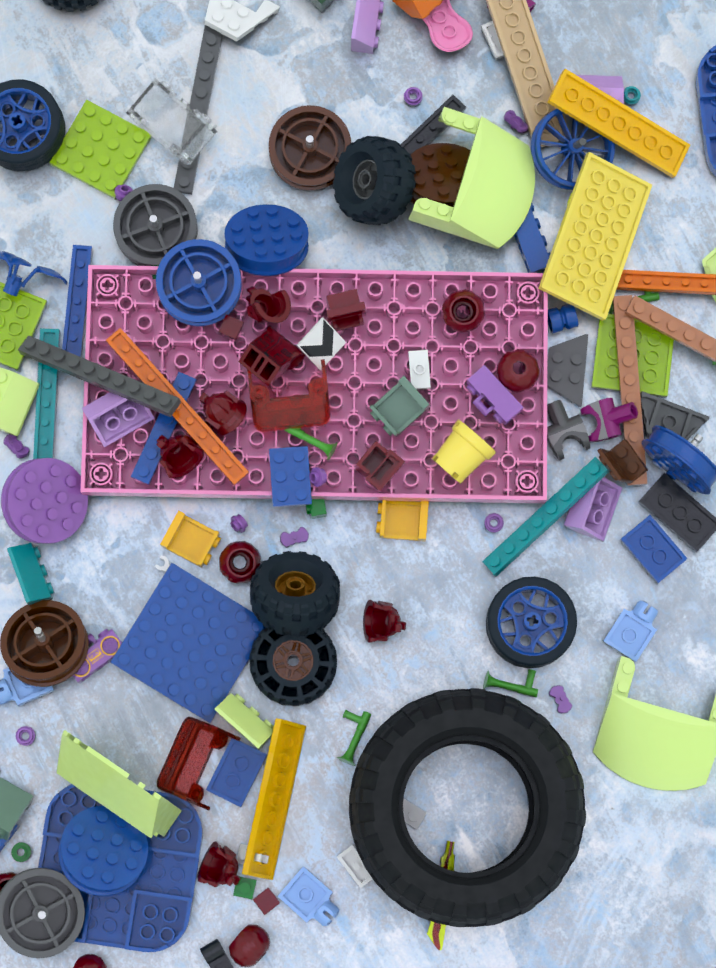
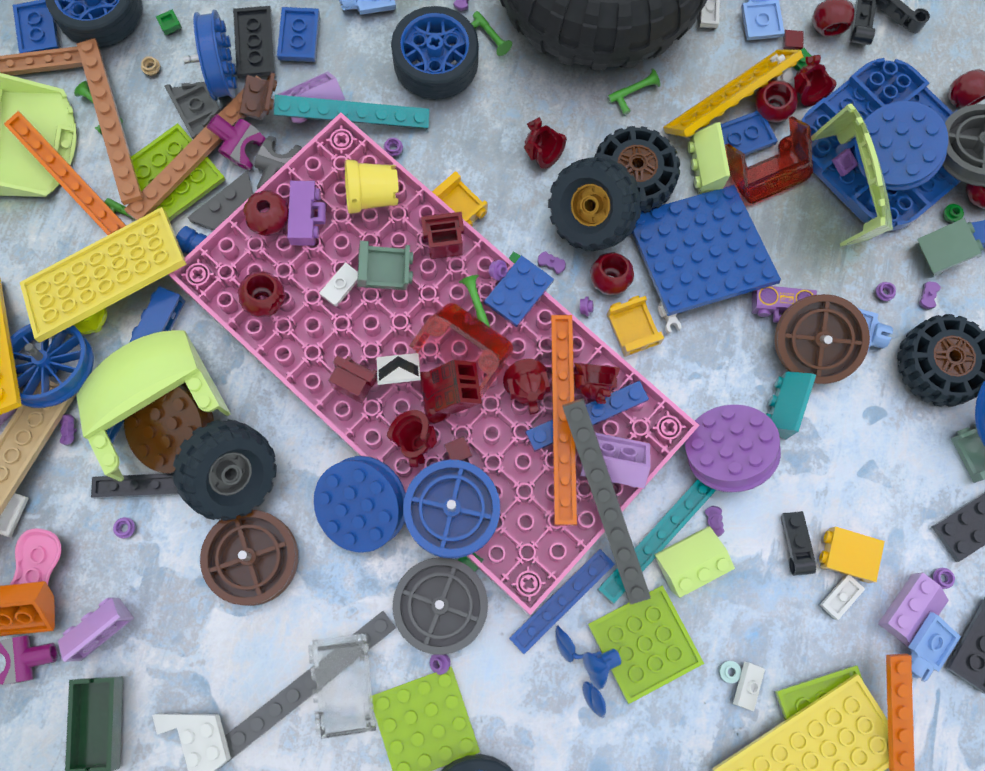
camera: 140 degrees left, 5 degrees down
(231, 810) = (780, 93): none -> dark red piece

